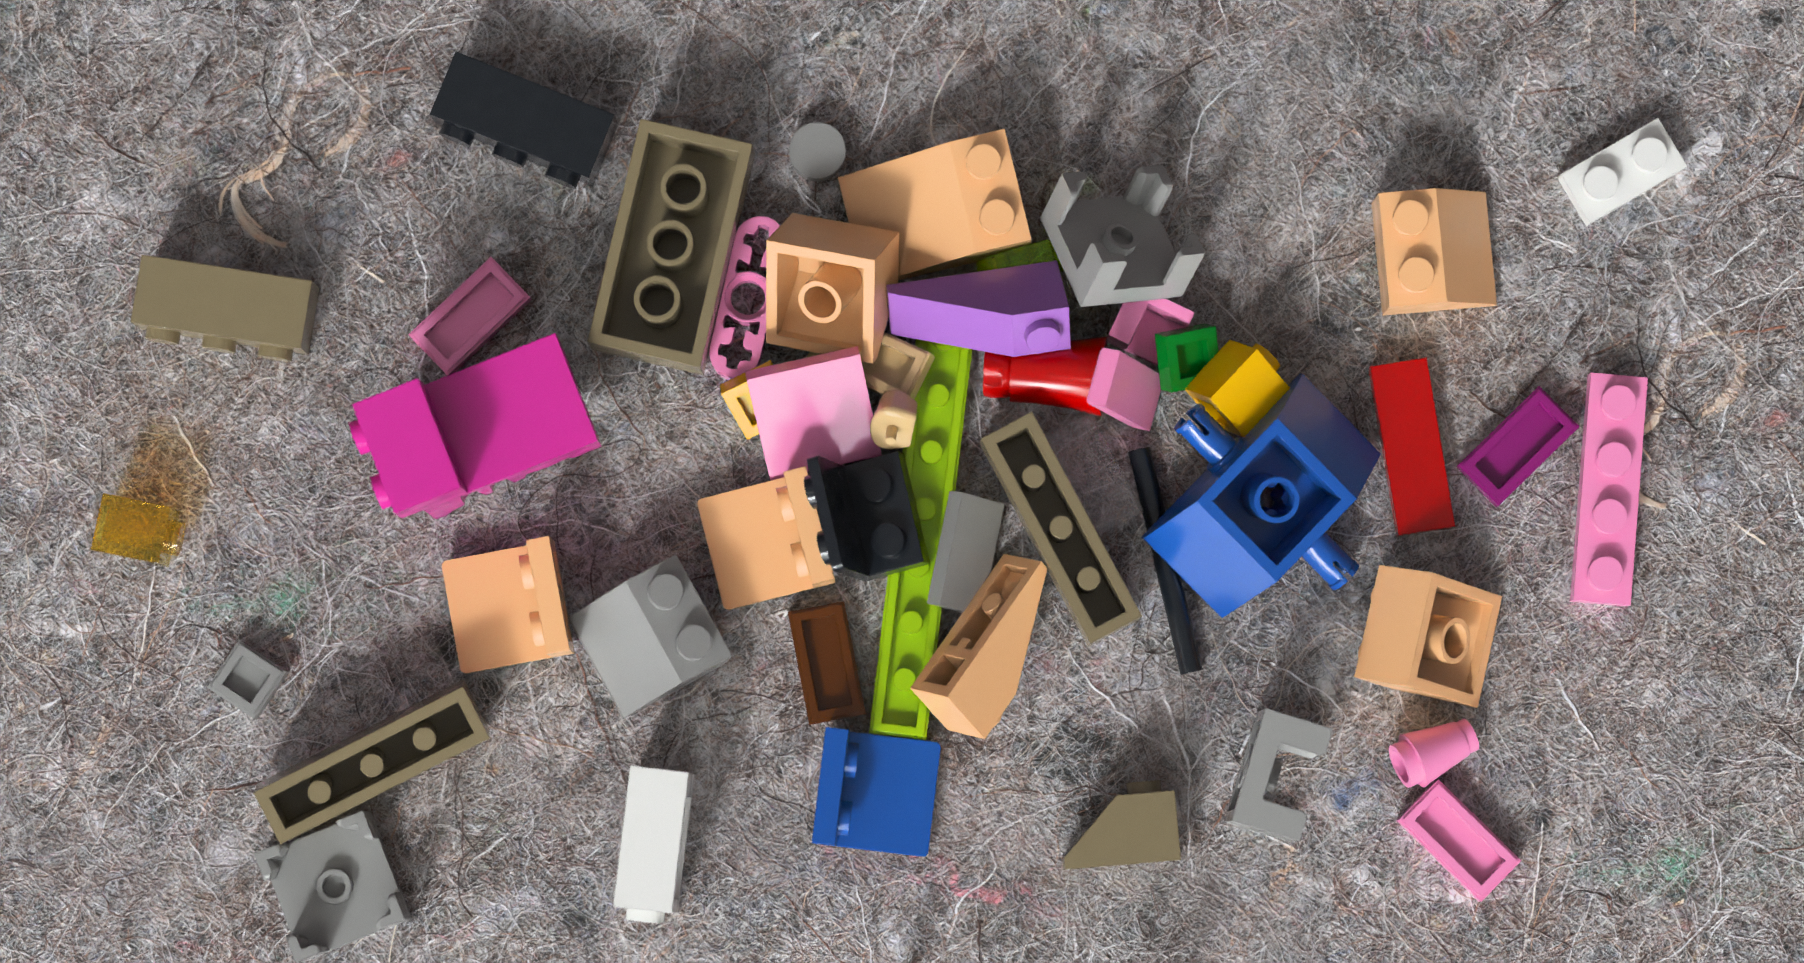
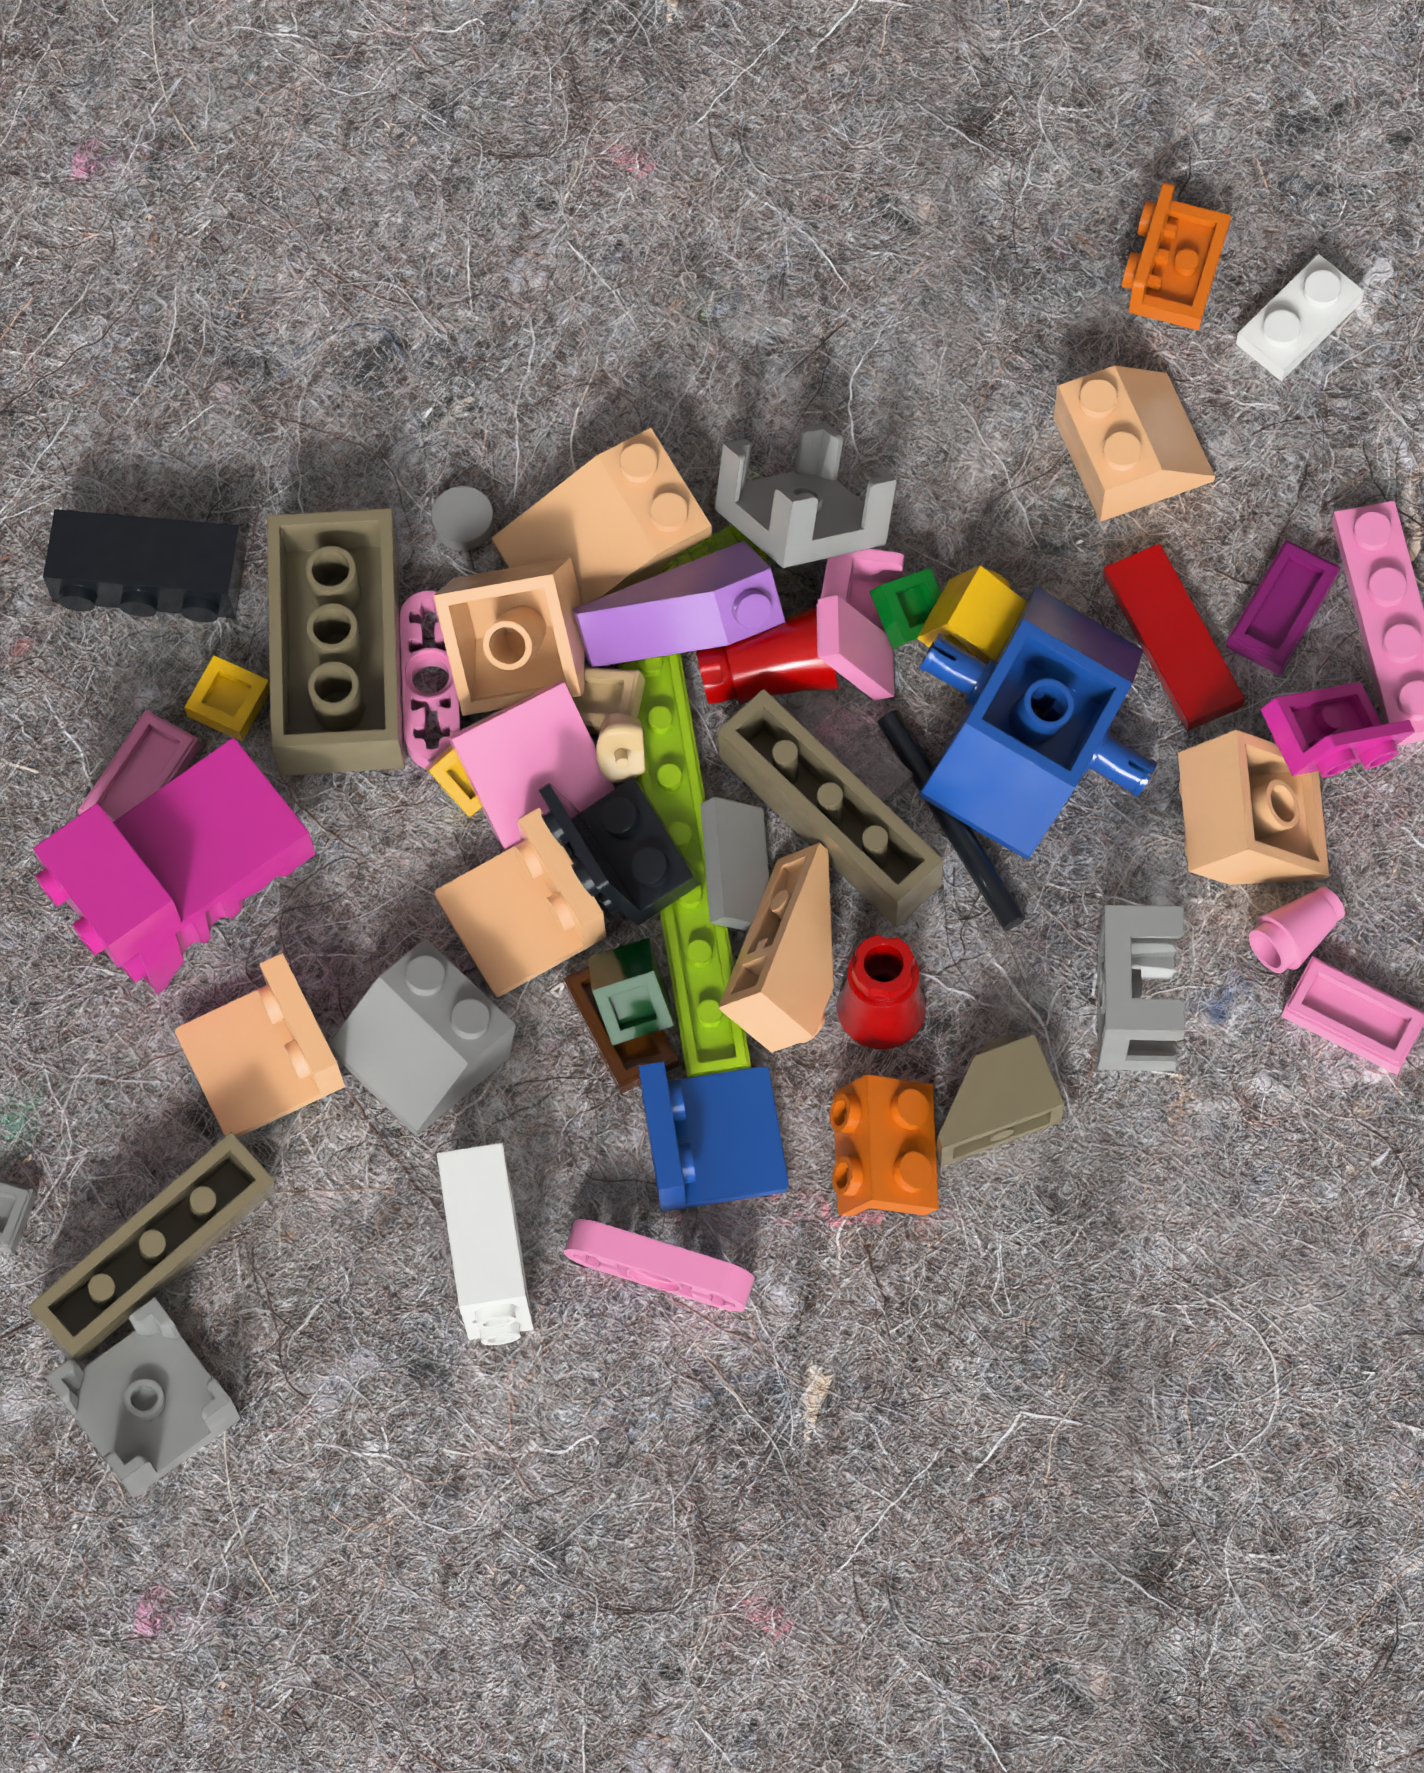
camera: 15 degrees left, 15 degrees down
(565, 267) = (227, 698): none -> yellow plate
(797, 894) = (659, 1265): none -> bright pink beam
(840, 646) = (630, 991): none -> panel
(1019, 844) = (884, 1146): none -> orange bracket
(1052, 734) = (882, 994): none -> red plant
(1519, 583) = (1332, 730): none -> dark pink bracket
(1528, 90) = (1177, 260): none -> orange bracket

